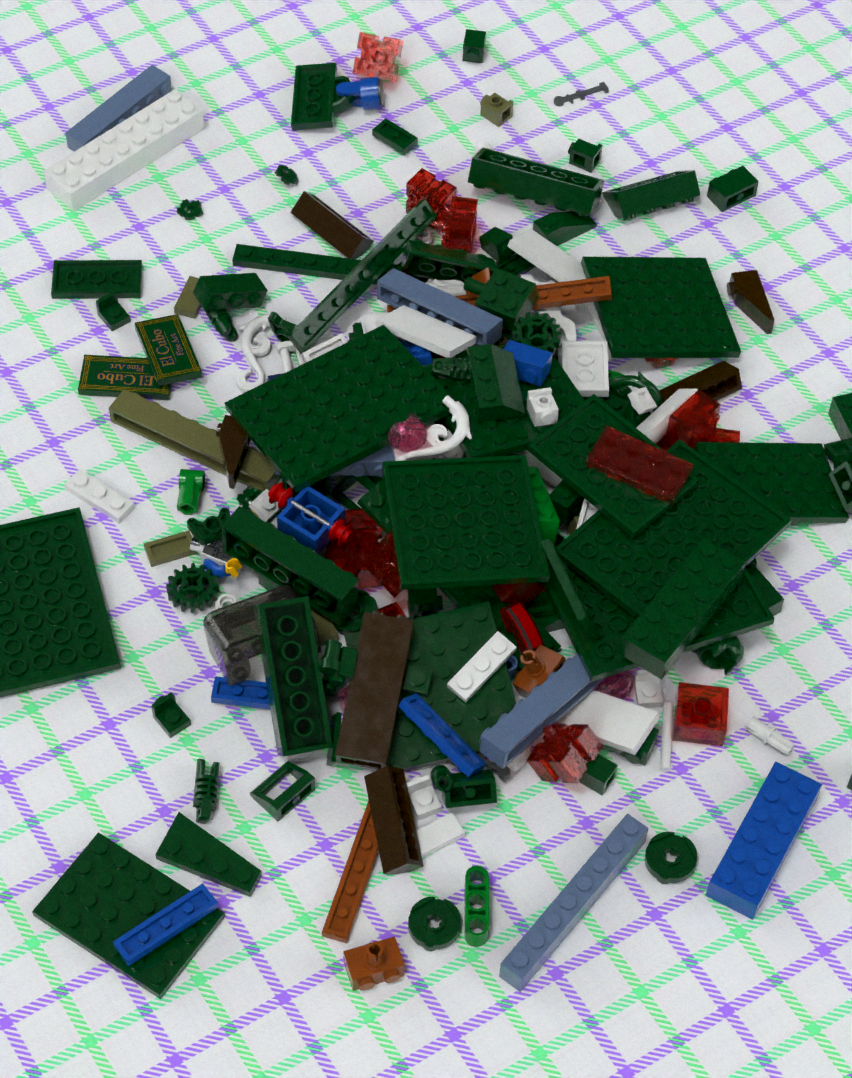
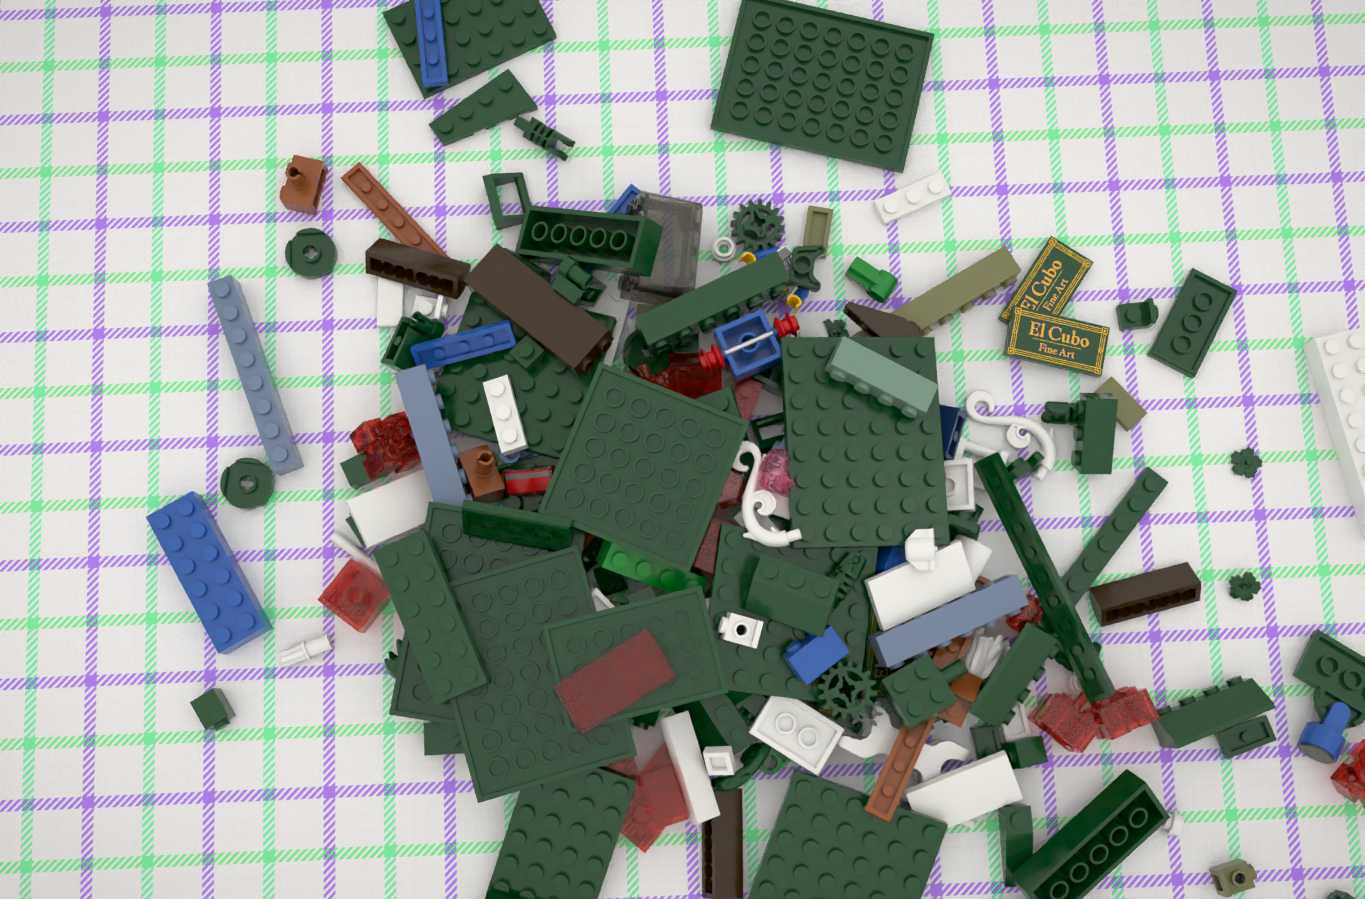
camera: 120 degrees right, 25 degrees up
(170, 715) = (636, 145): dark green bracket -> none
(286, 406) = (881, 378): none -> sand green brick
(391, 150) = (1210, 712): none -> dark green slope
(401, 329) = (921, 549): none -> white piece
(476, 917) = (294, 286): green beam -> none

